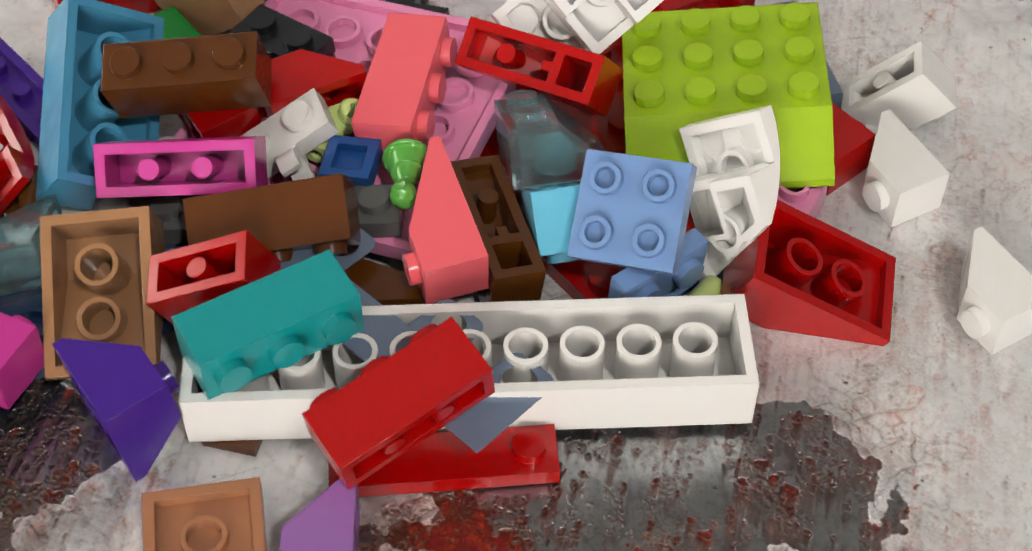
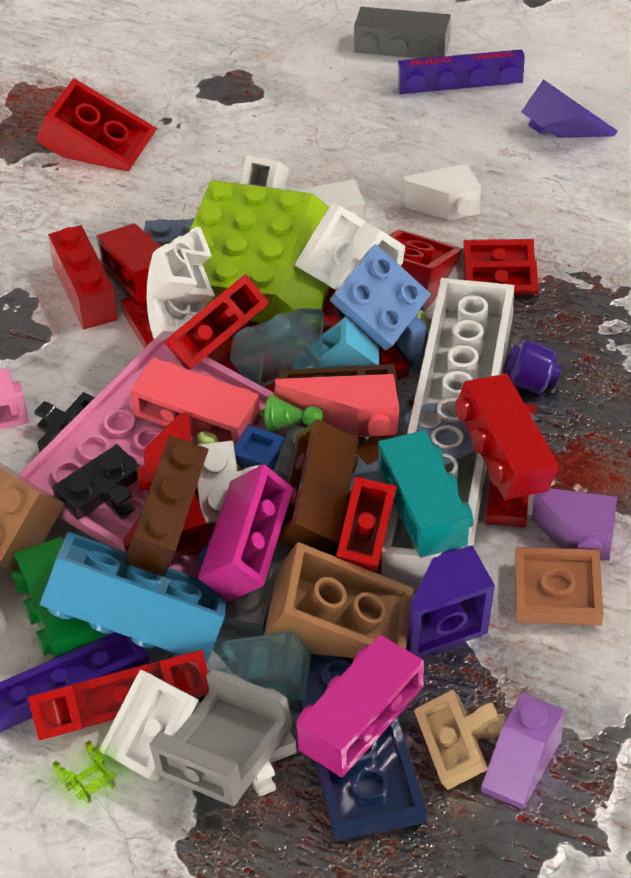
camera: 75 degrees left, 5 degrees down
(631, 452) = (532, 366): none -> dark purple head
(859, 392) = (502, 263): none -> red slope

